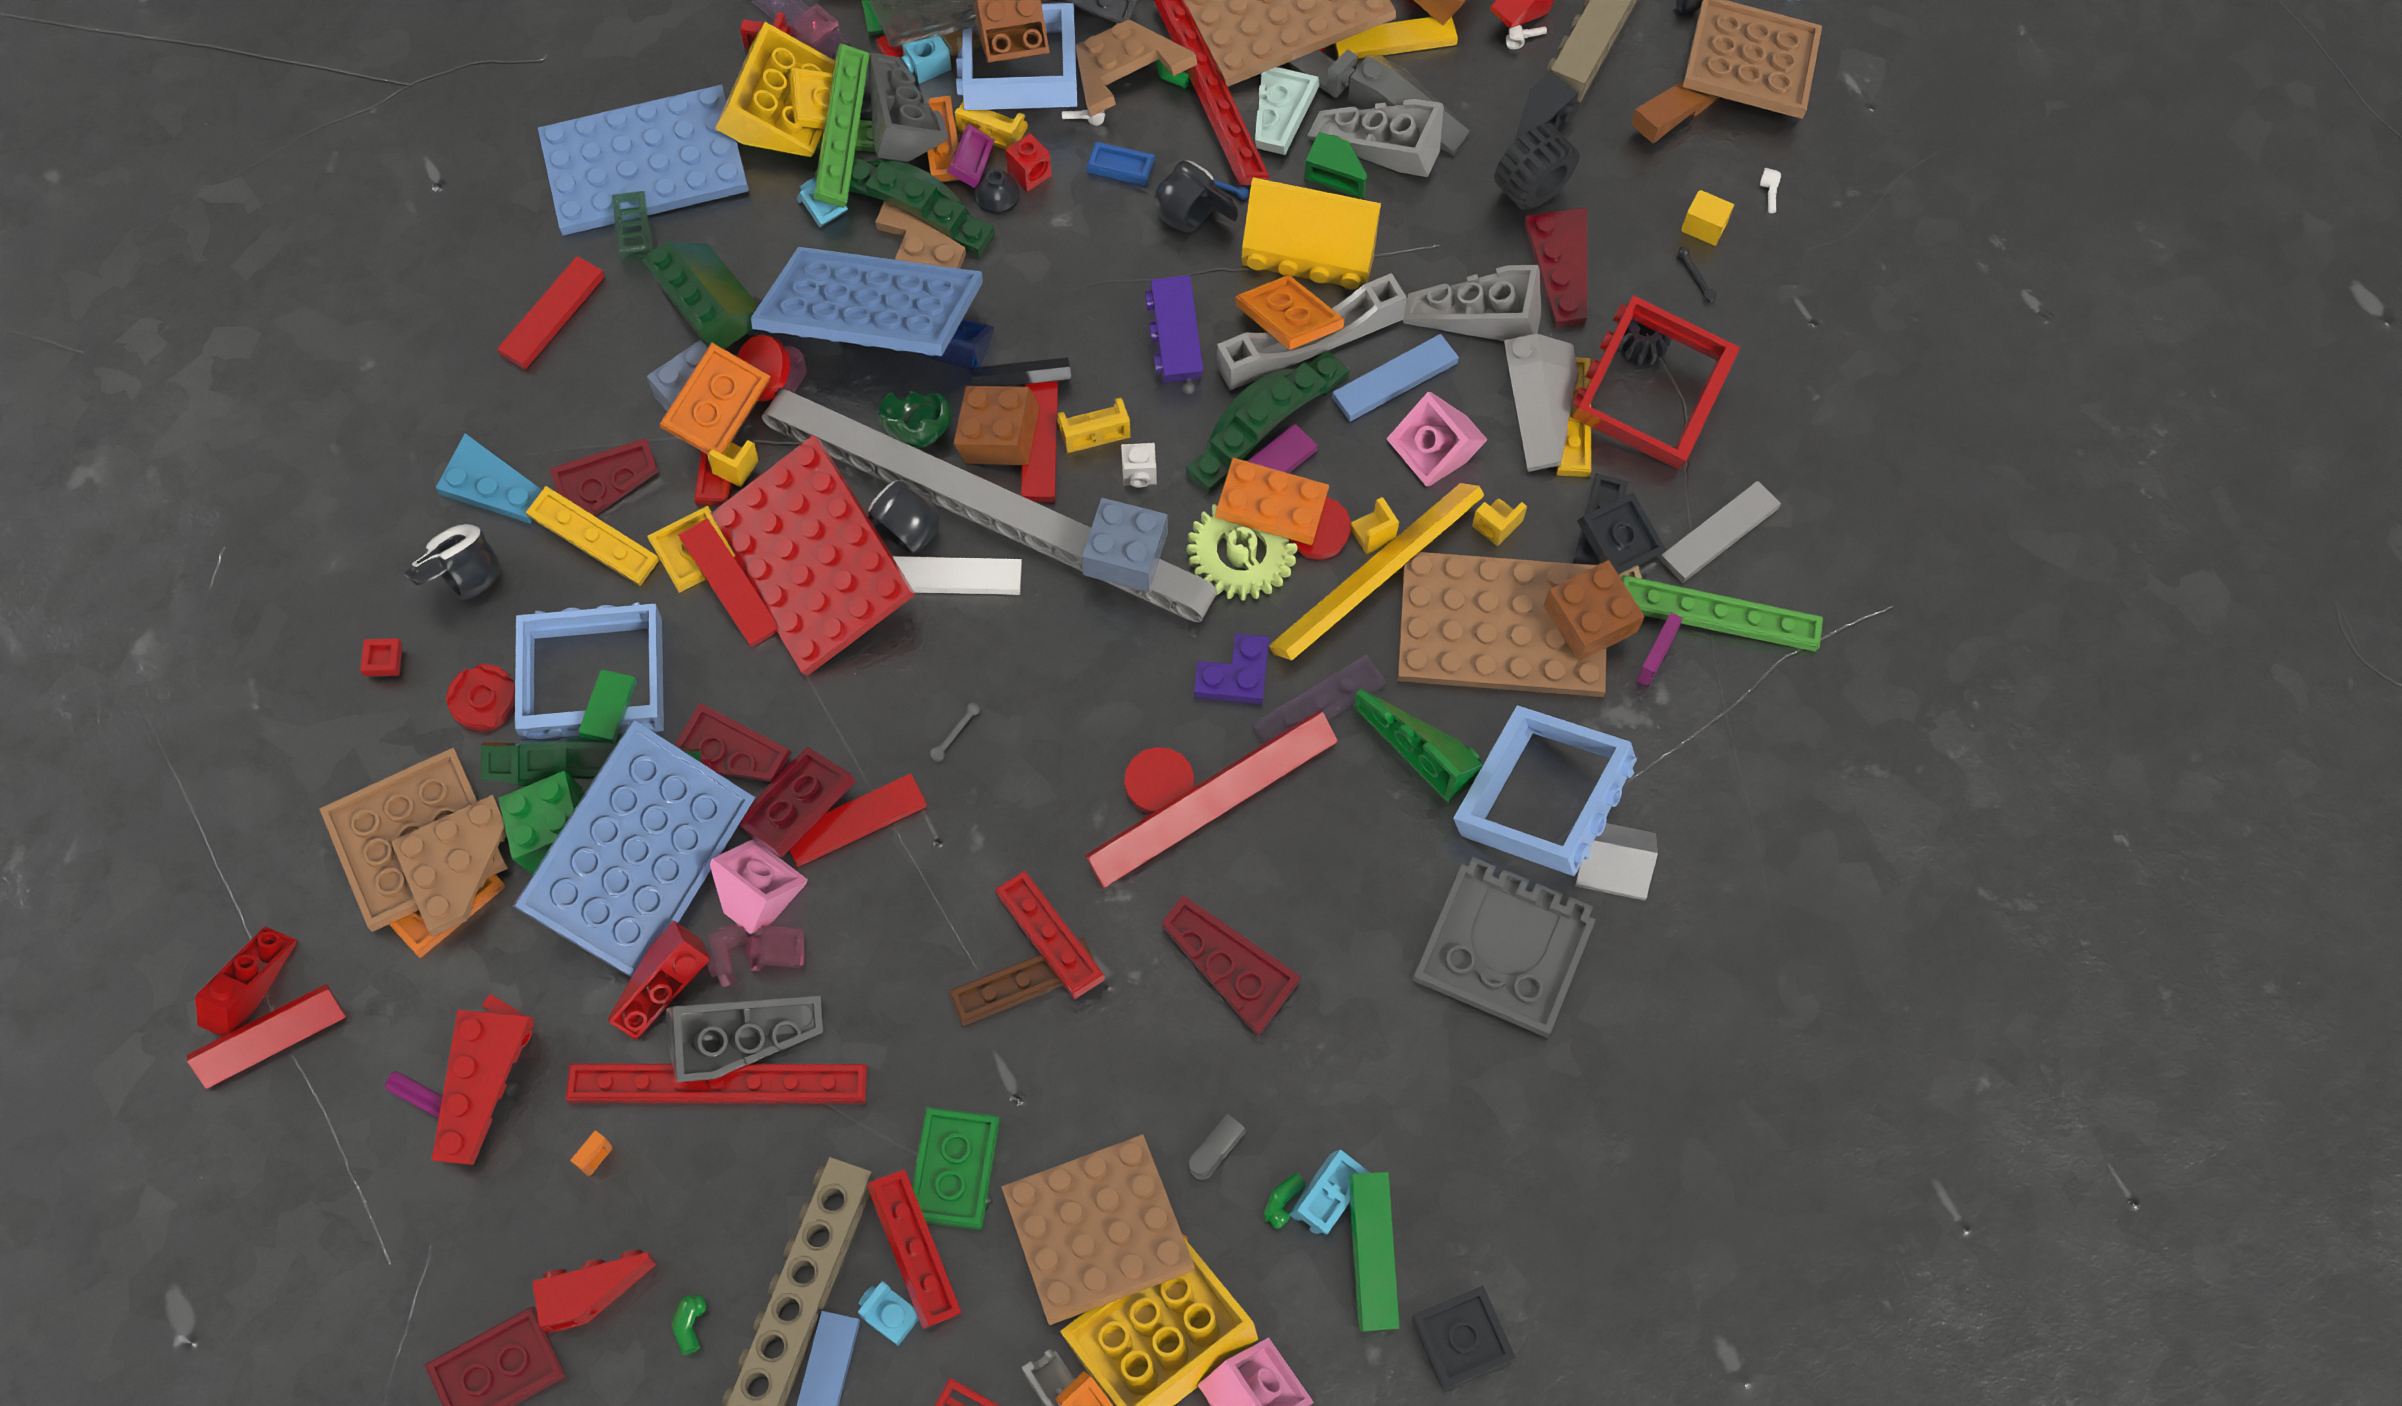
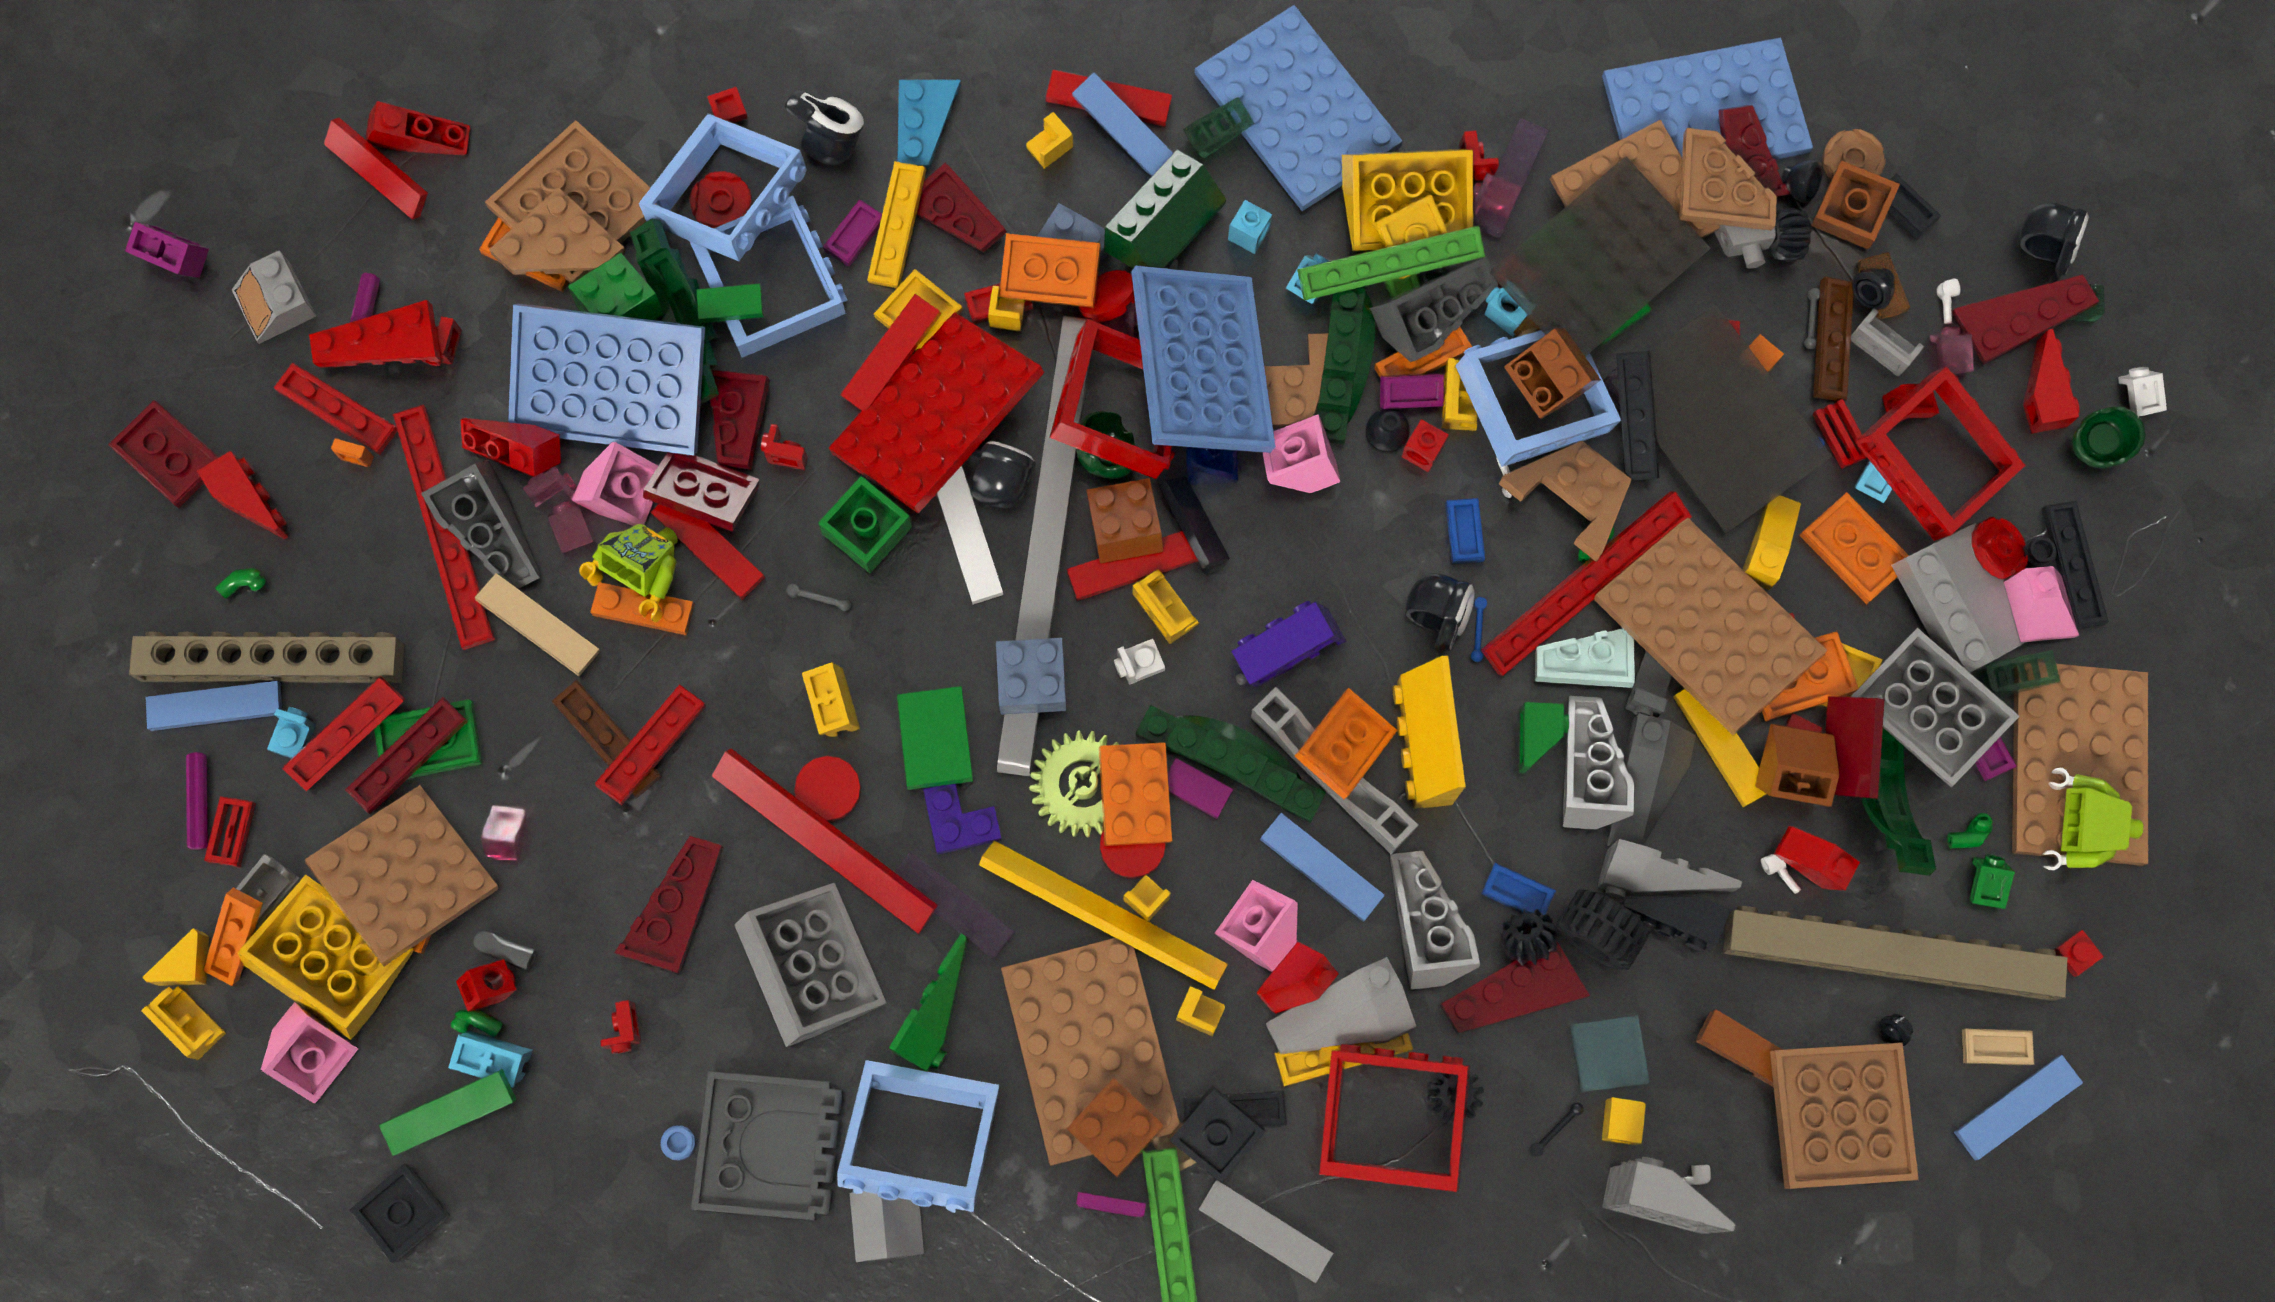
camera: 70 degrees right, 10 degrees up
(250, 1293) = (167, 250): none -> magenta brick
(364, 1193) = (272, 297): none -> light grey slope
(439, 639) = (689, 162): none -> light blue window
(527, 1163) = (336, 408): none -> red tile
(571, 373) = (1051, 142): none -> yellow panel
(579, 580) = (853, 233): none -> magenta tile
(591, 304) = (1122, 124): none -> medium blue tile
(746, 232) = (1249, 226): none -> medium azure brick
(789, 714) = (784, 454): none -> red bracket
(810, 390) = (1065, 430): none -> red window
(846, 883) = (637, 560): none -> lime torso
(871, 1012) = (537, 624): none -> tan tile
(896, 904) = (623, 605): none -> orange plate
(901, 656) = (865, 524): none -> green brick
(964, 1189) = (406, 755): none -> dark red tile
(1001, 255) = (1302, 457): none -> bright pink slope
(1070, 744) = (830, 700): none -> yellow hinge
(1088, 1112) = (503, 832): none -> clear pink bracket
(1146, 664) = (934, 738): none -> green tile
(1250, 1172) = (477, 993): none -> red brick
(1335, 850) = (809, 963): none -> light grey slope
(1336, 1043) = (625, 1023): none -> red bracket
(1473, 233) = (1517, 890): none -> blue tile
(1475, 1033) = (678, 1142): none -> medium blue tile
(1492, 120) = (1641, 871): none -> light grey wedge
(1498, 420) = (1297, 979): none -> red slope
(1521, 229) = (1529, 937): none -> black gear
(1642, 212) = (1609, 1054): none -> clear light blue tile
(1791, 192) = (1661, 1196): none -> light grey slope

